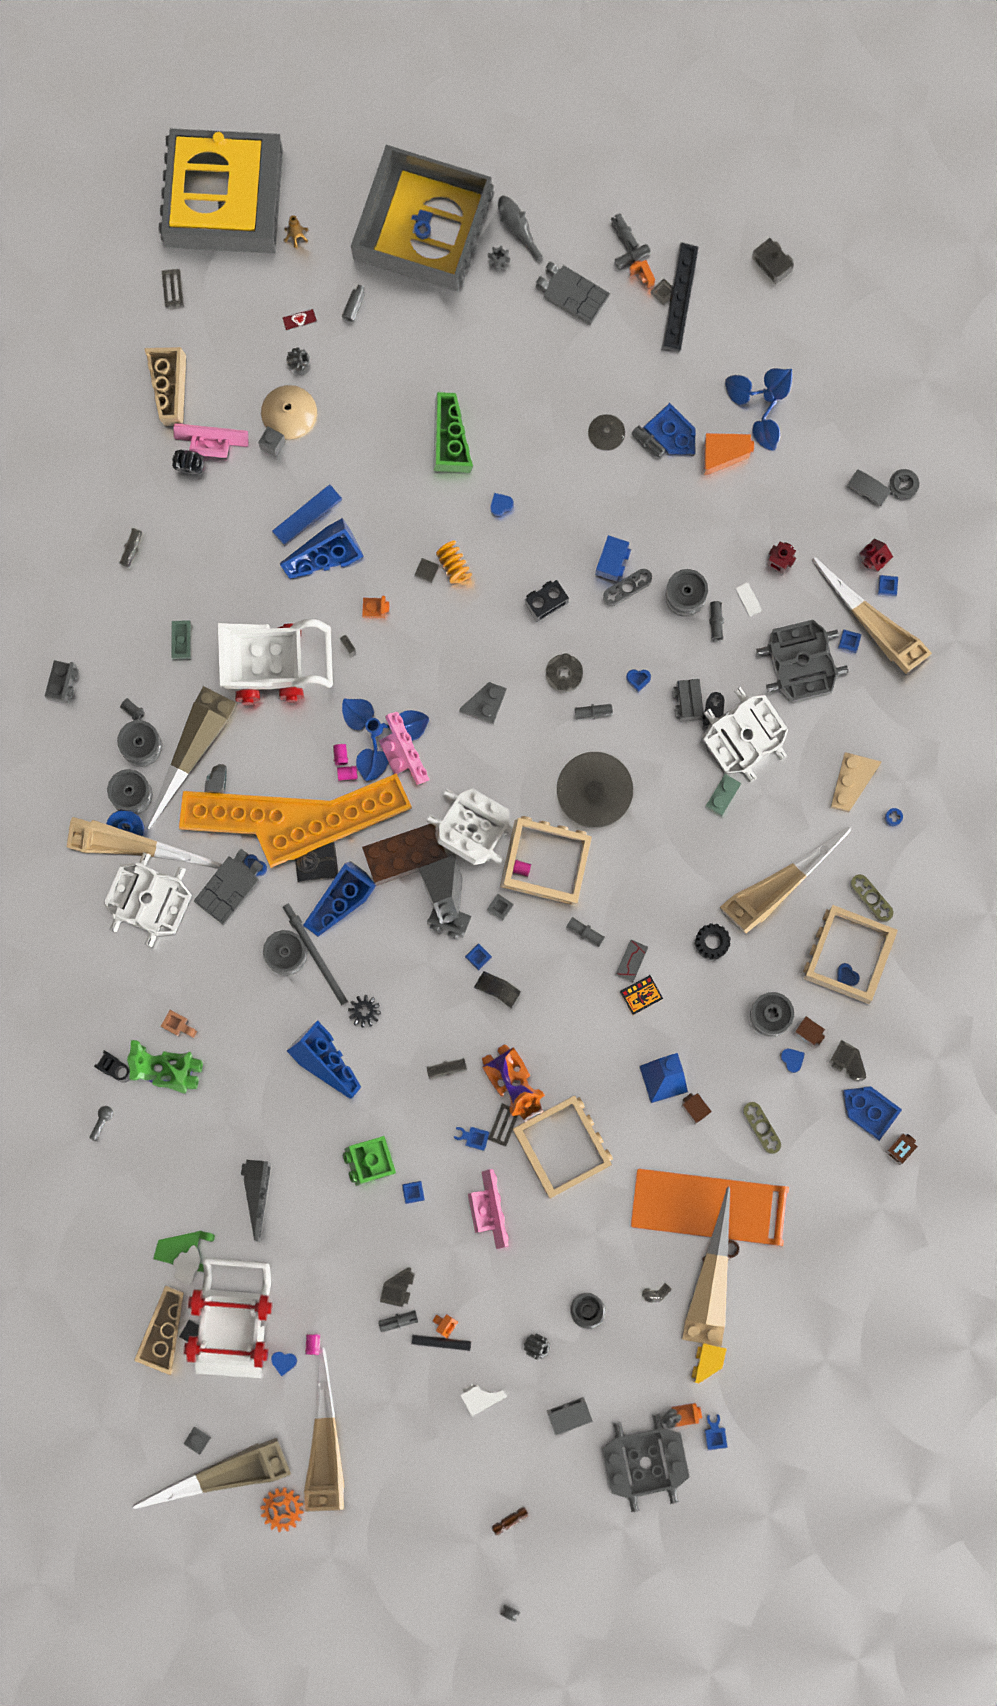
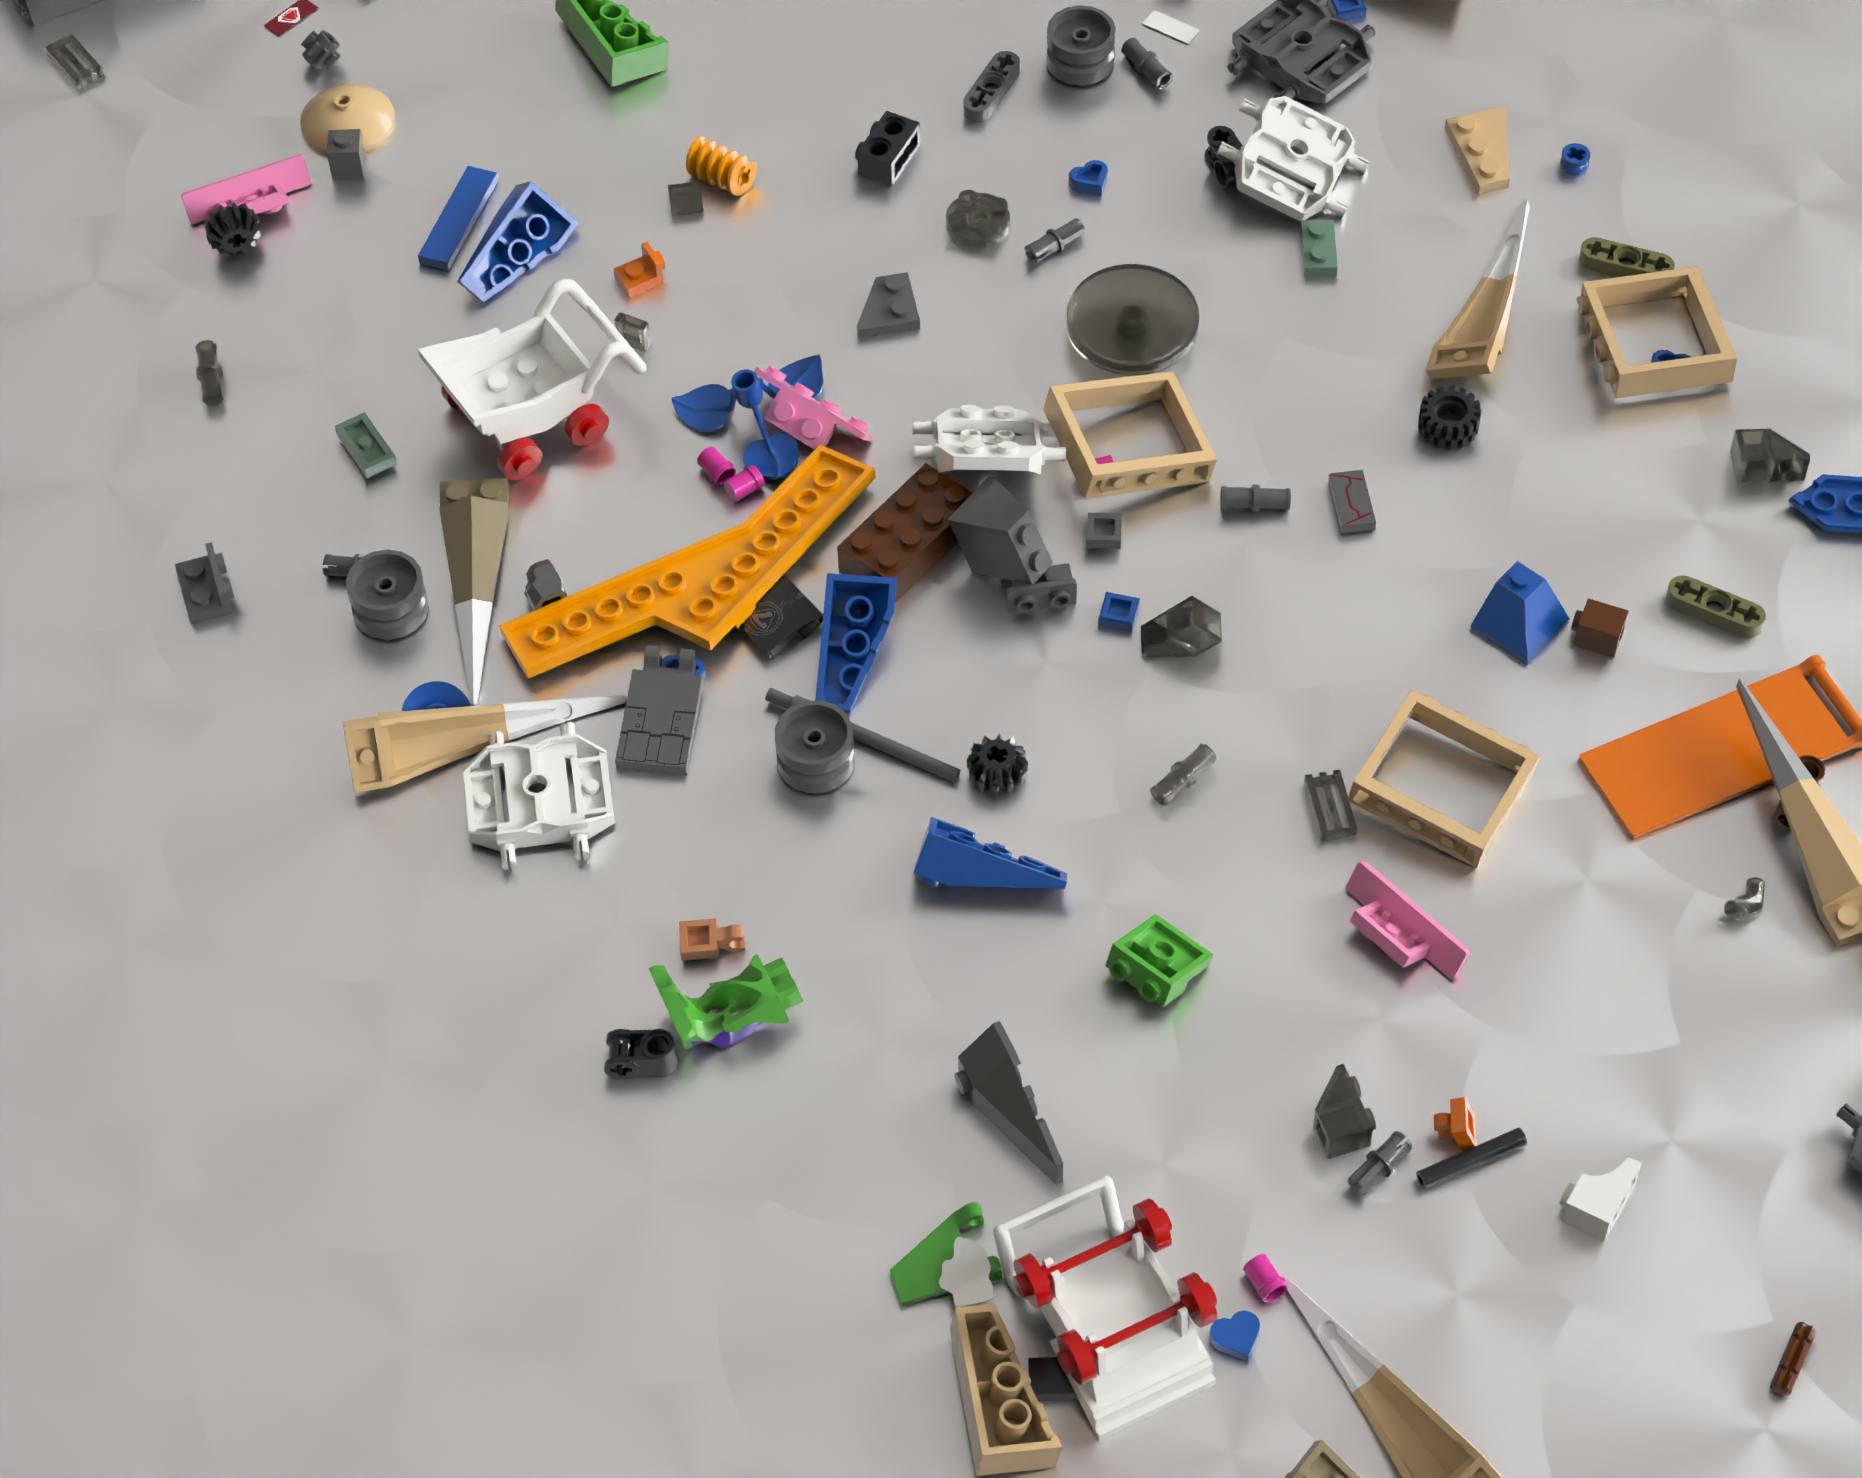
camera: 30 degrees left, 25 degrees down
(105, 1113) = (669, 1135): dark grey bar -> none
(126, 781) = (409, 656): dark grey wheel -> none
(168, 380) = (136, 153): tan wedge -> none
(413, 1192) = (1260, 972): blue tile -> none
(475, 1138) = (1299, 841): blue plate -> none
(500, 504) = (738, 79): blue tile -> none
(503, 1069) = (1279, 730): orange hips -> none
(536, 1346) = (1627, 1070): dark grey gear -> none
(569, 1416) = (1759, 1143): dark grey hinge -> none
(587, 1310) = (1664, 981): dark grey piece -> none
(612, 558) = (947, 58): blue brick -> none
(641, 995) = (1399, 536): piece -> none
(689, 700) = (1182, 162): dark grey brick -> none
(775, 1003) = (1610, 455): dark grey wheel -> none
(792, 1059) = (1685, 501): blue tile -> none
(810, 1032) = (1681, 452): reddish brown brick -> none

